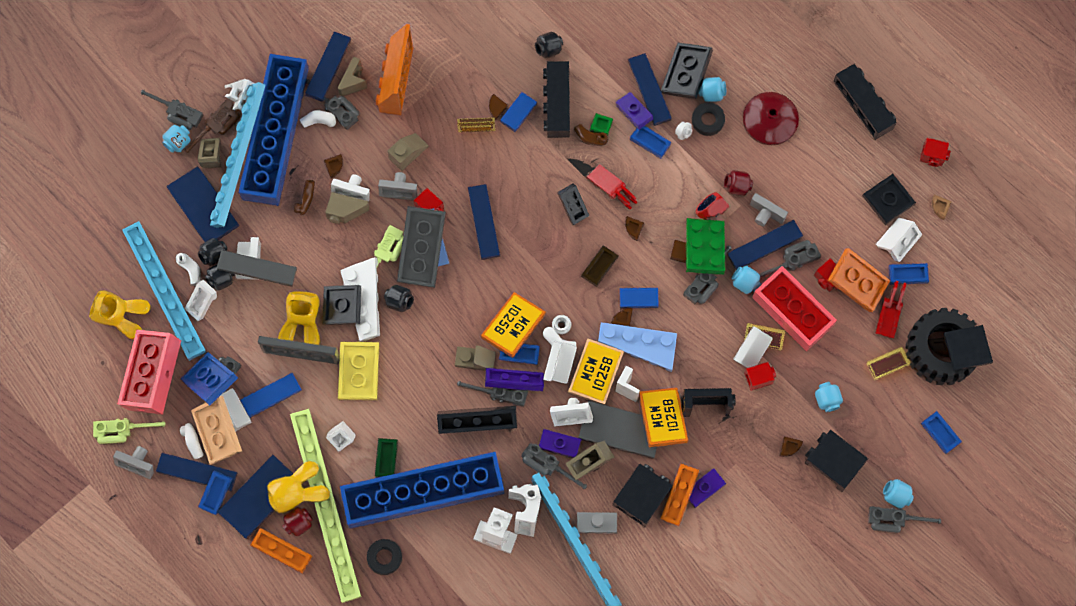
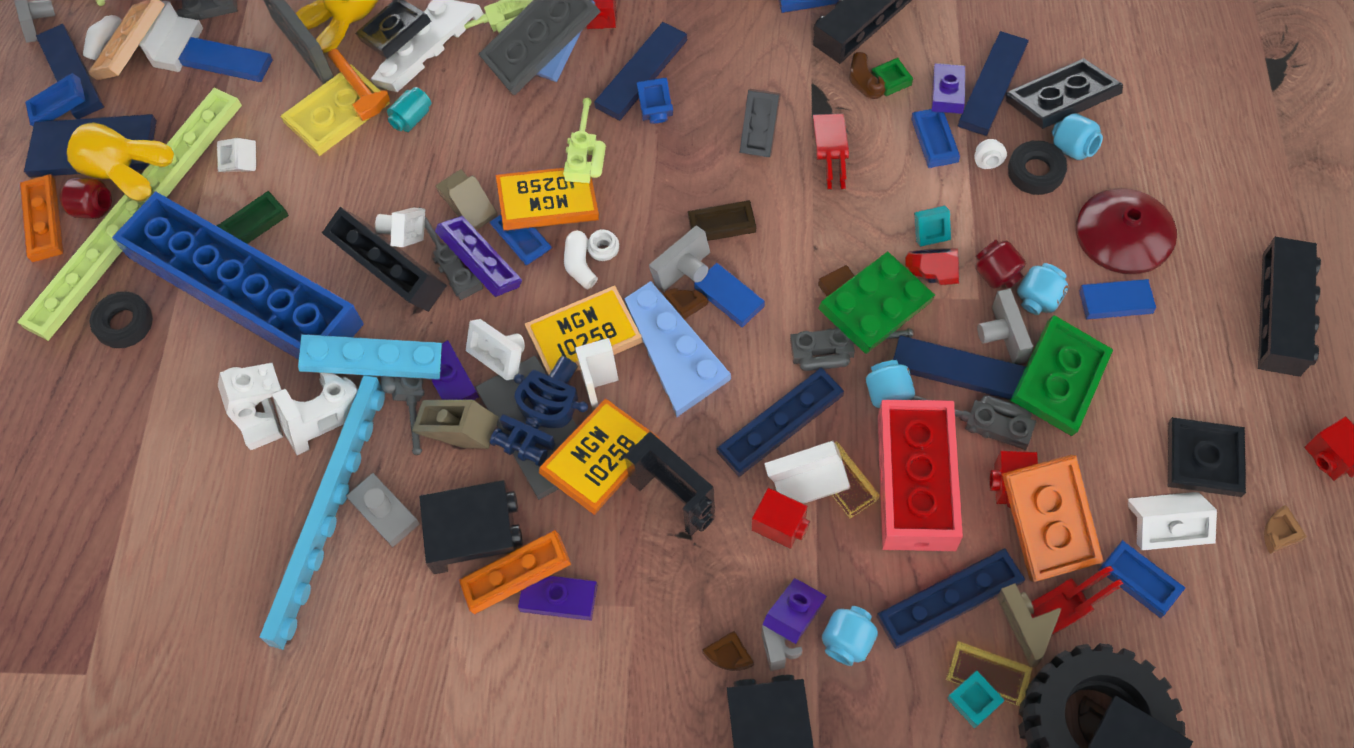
camera: 50 degrees right, 10 degrees down
(378, 352) = (369, 103): none -> orange piece
(399, 298) = (458, 68): black head -> none
(399, 339) = (408, 109): none -> teal brick
(472, 396) = (404, 226): none -> white tile
(502, 288) = (580, 146): none -> yellowish green piece
(510, 233) = (655, 100): none -> blue bracket
(528, 466) = (369, 357): none -> medium azure plate
(560, 362) = (548, 278): white panel -> none
(606, 300) = (682, 259): none -> light grey tile
(615, 408) = (555, 398): none -> dark blue torso
(633, 227) = (810, 213): reddish brown tile -> none
(693, 188) = (932, 226): none -> teal tile
(716, 335) = (780, 422): none -> dark blue tile
(765, 179) = (1043, 289): none -> medium azure head
(796, 156) = (1117, 299): none -> blue tile
(801, 406) = (794, 610): none -> dark purple plate
(805, 427) = (777, 650): none -> light grey tile
(808, 213) = (1062, 375): none -> green plate
(848, 347) = (949, 598): none -> dark blue tile
(891, 334) = (1030, 632): none -> dark tan slope
(894, 378) = (975, 699): none -> teal tile

